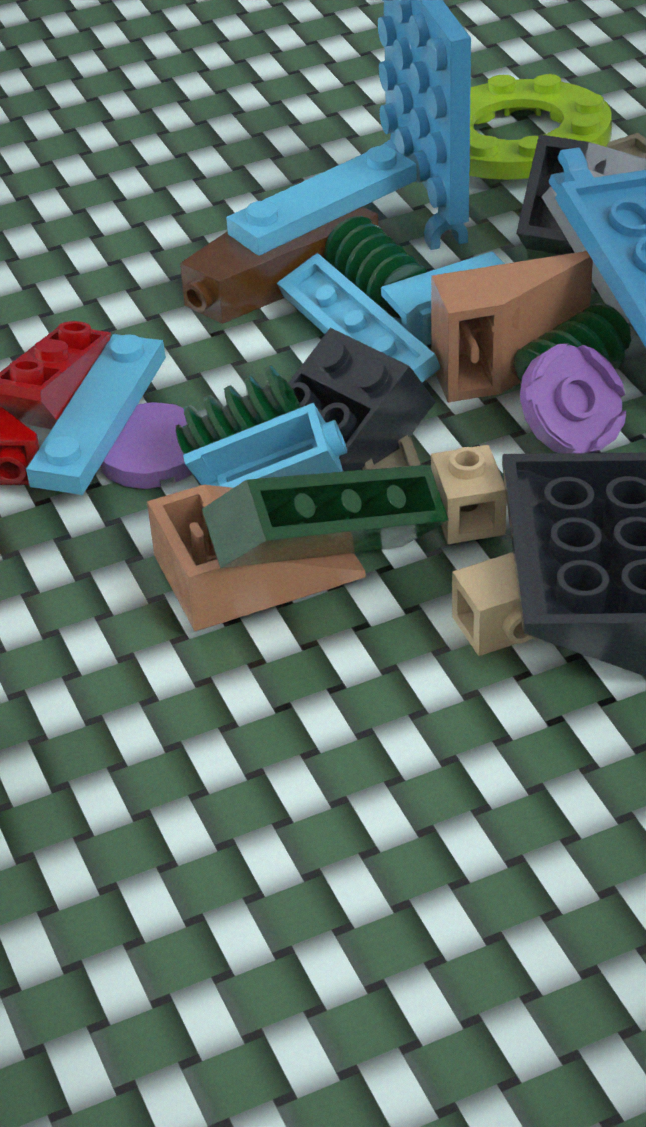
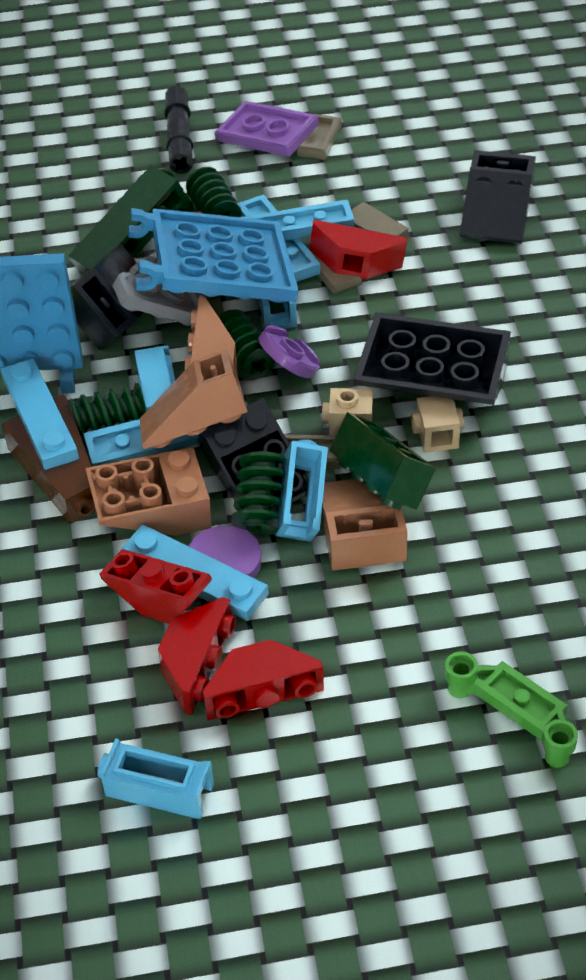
camera: 75 degrees left, 5 degrees up
(220, 330) = (152, 490): none -> nougat slope
(370, 301) = (198, 398): none -> nougat slope

